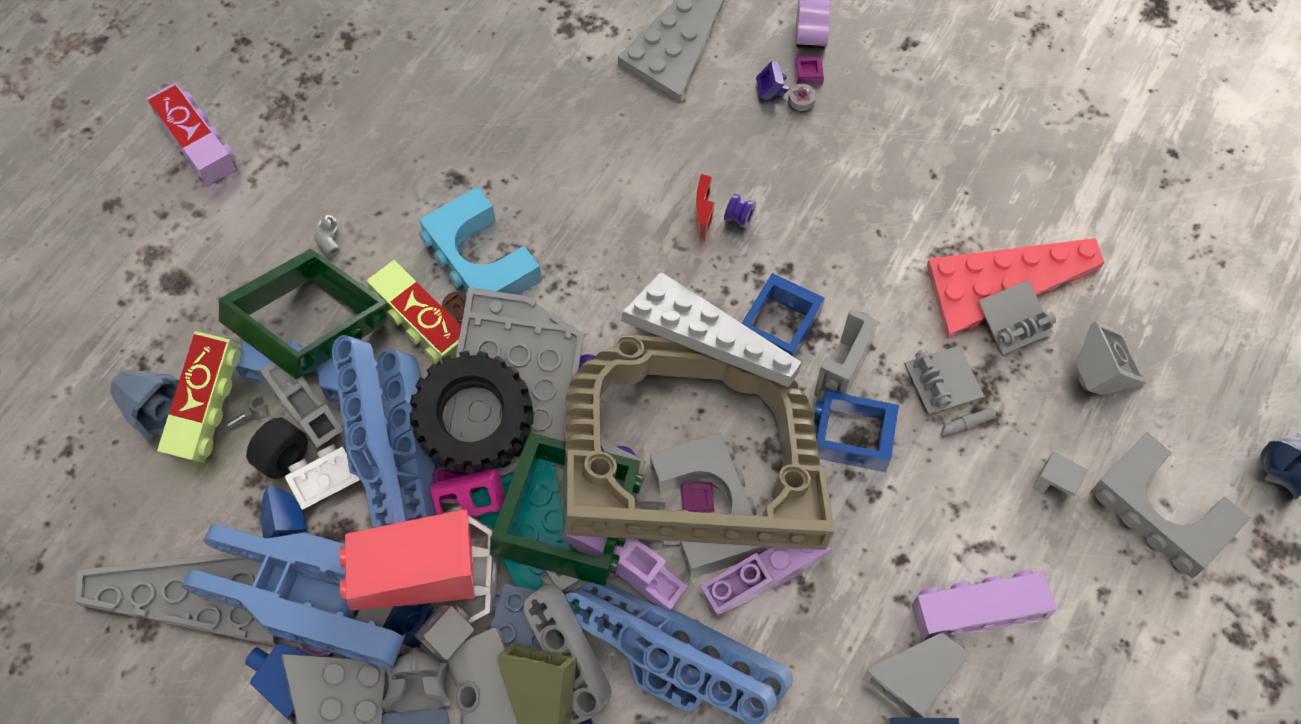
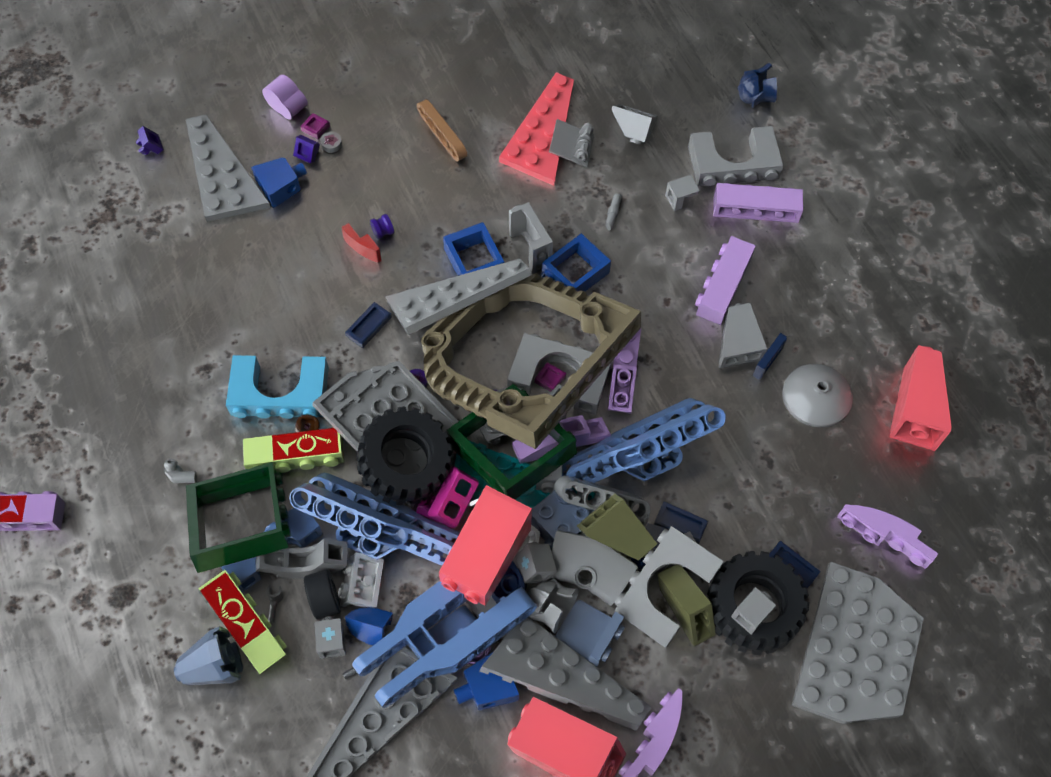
camera: 55 degrees left, 0 degrees up
(240, 488) = (330, 637): none -> light grey brick
(616, 280) = (368, 325): none -> dark blue tile
(712, 85) = (278, 179): none -> blue torso
(909, 182) = (442, 130): none -> medium nougat beam
(943, 379) = (579, 204): light grey hinge -> none
(1128, 574) = (758, 202): none -> lavender brick

